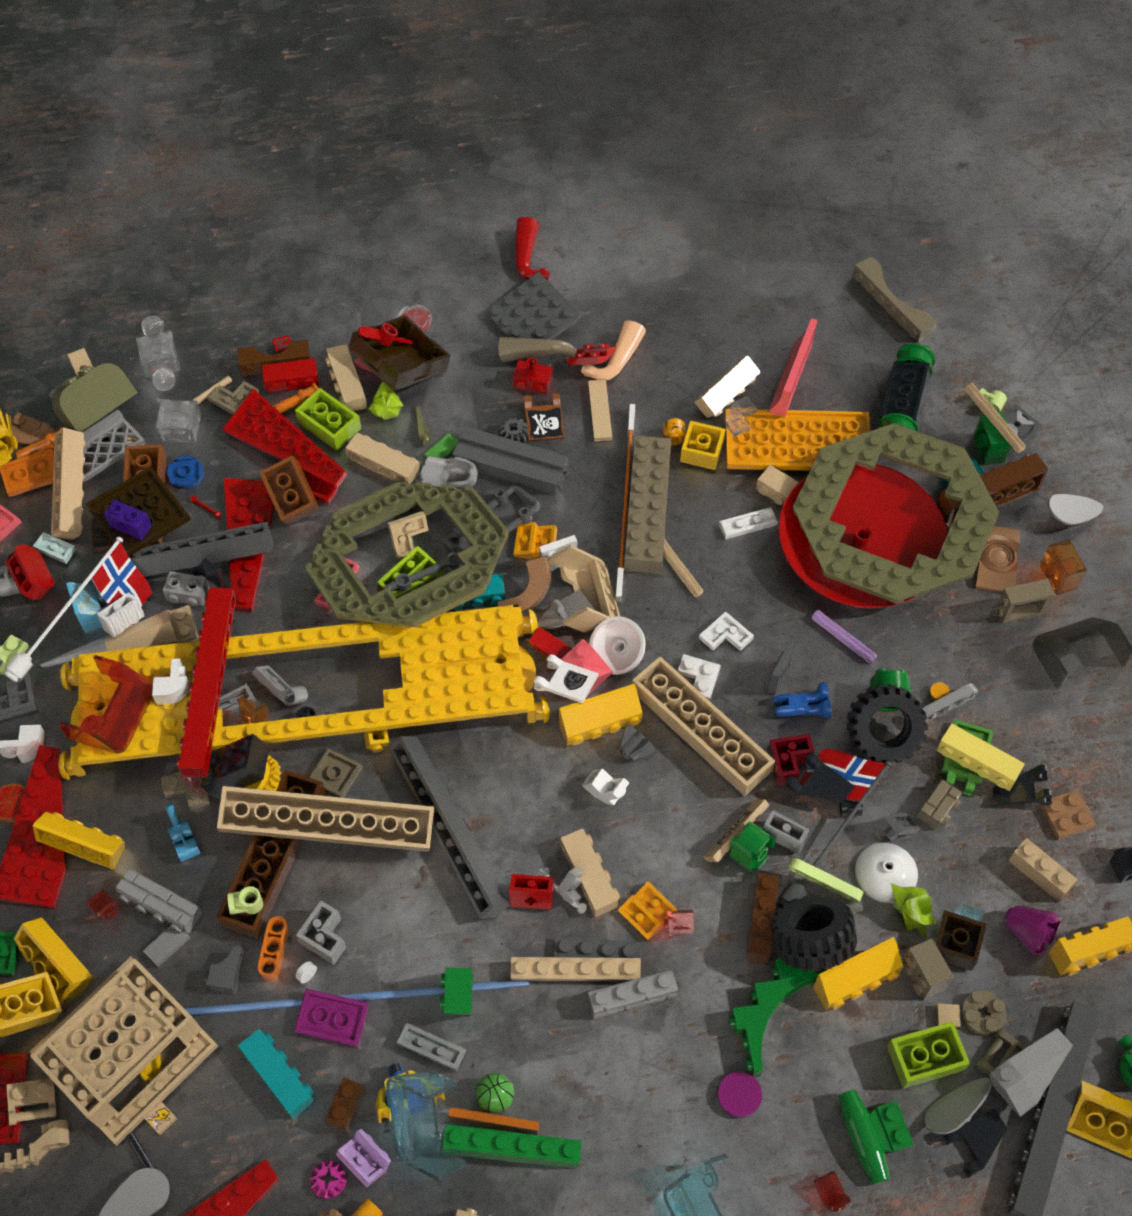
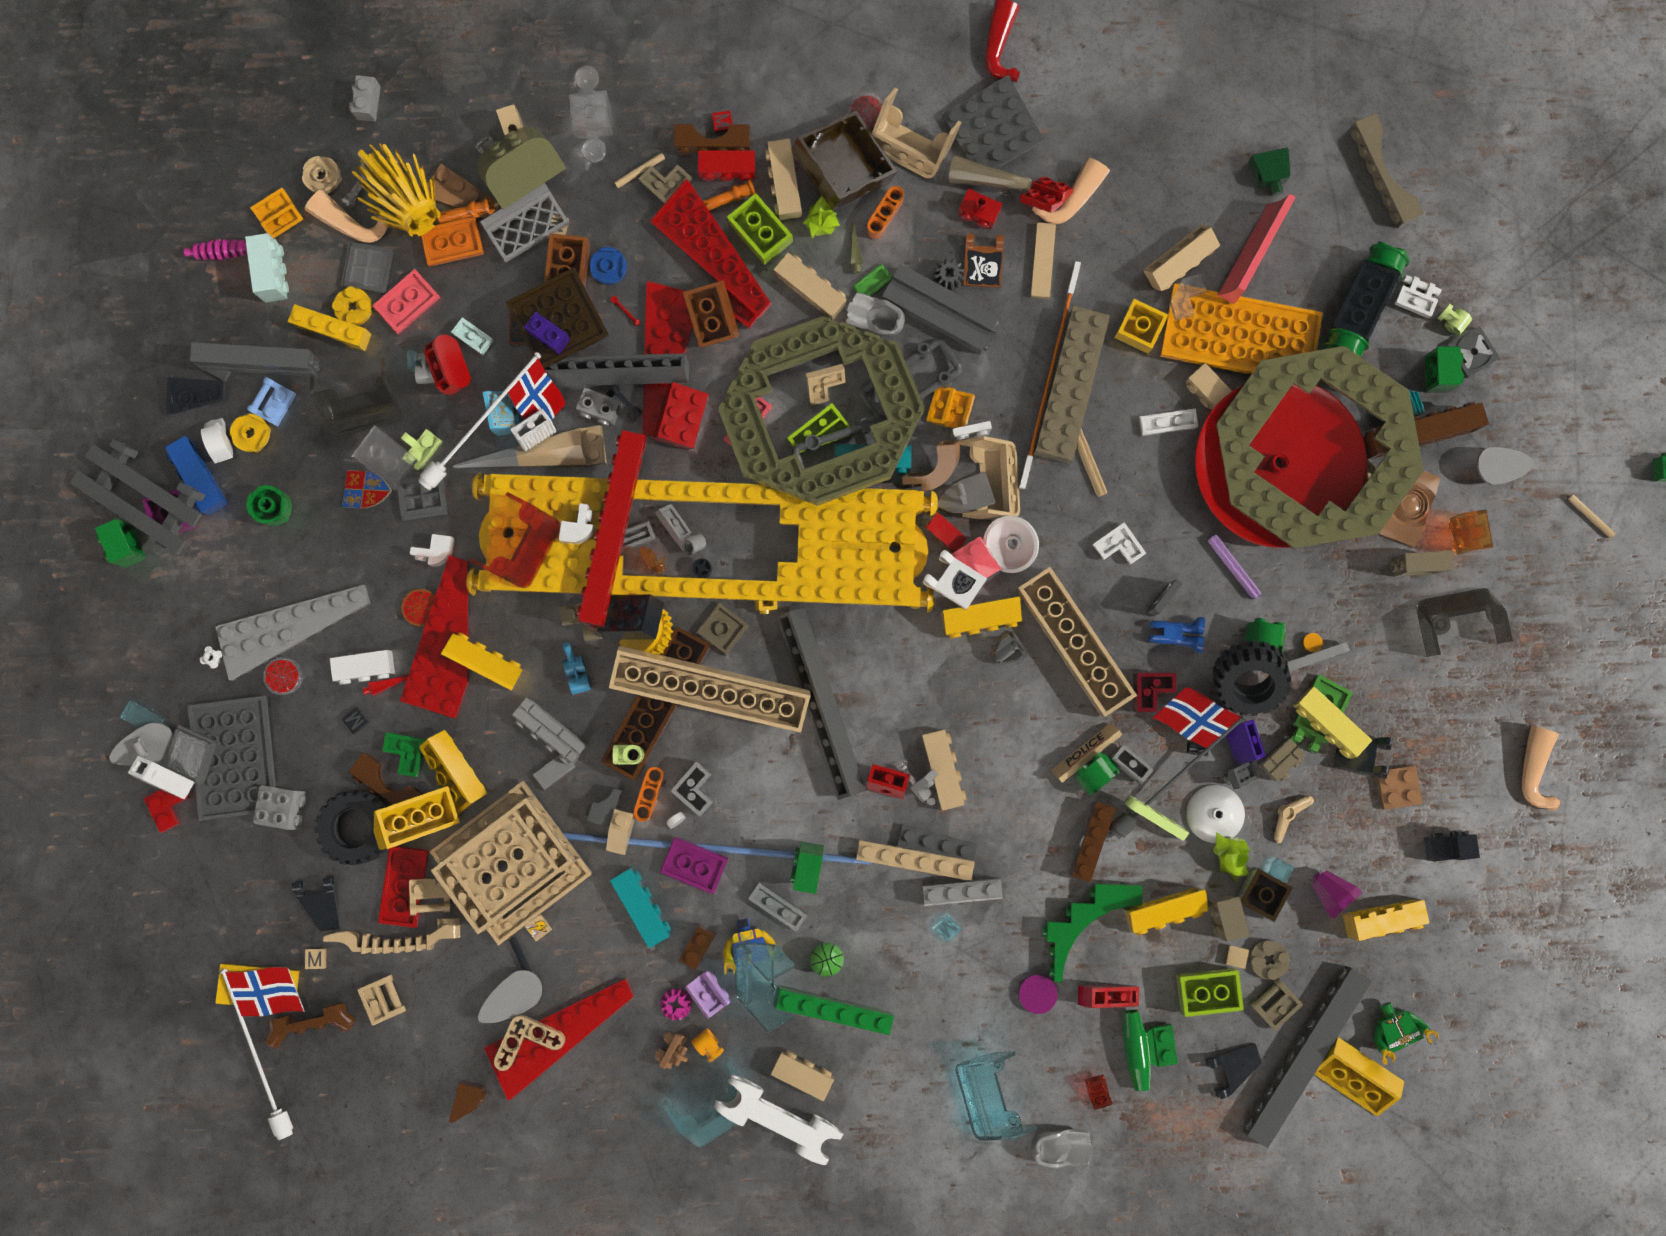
camera: 10 degrees right, 25 degrees up
(67, 484) = (489, 268): tan brick -> none
(103, 905) = (500, 726): clear red bracket -> none
(178, 420) = (605, 203): clear brick -> none
(244, 992) = (620, 832): none -> tan slope
(268, 583) = (680, 416): none -> red brick
(384, 335) = (831, 139): red piece -> none
(444, 392) = (889, 204): none -> orange beam
(458, 341) = (908, 146): none -> tan windscreen
(493, 1121) = (824, 982): orange tile -> none
(604, 787) = (973, 688): white brick -> none
(625, 1040) = (948, 928): none -> clear light blue tile
(647, 910) = (990, 813): light orange slope -> none
(674, 429) = (1115, 302): light orange head -> none
(679, 922) = (1015, 831): clear red bracket -> none
(702, 671) = (1089, 582): white plate -> none
(791, 311) = (1271, 169): none -> dark green torso
(814, 933) = (1141, 851): black tyre -> none
(817, 1081) = (1108, 996): none -> red slope
(822, 783) = (1177, 723): black flag -> none
(897, 791) = (1245, 742): none -> dark purple brick
(951, 389) = (1416, 301): none -> white plate
(957, 1107) = (1223, 1041): light grey shield -> none
(960, 857) = (1288, 813): none -> tan piece
(995, 418) = (1450, 354): tan axle -> none
(1030, 1072) = (1295, 1025): light grey wedge -> none
(1042, 870) = (1359, 840): tan brick -> none

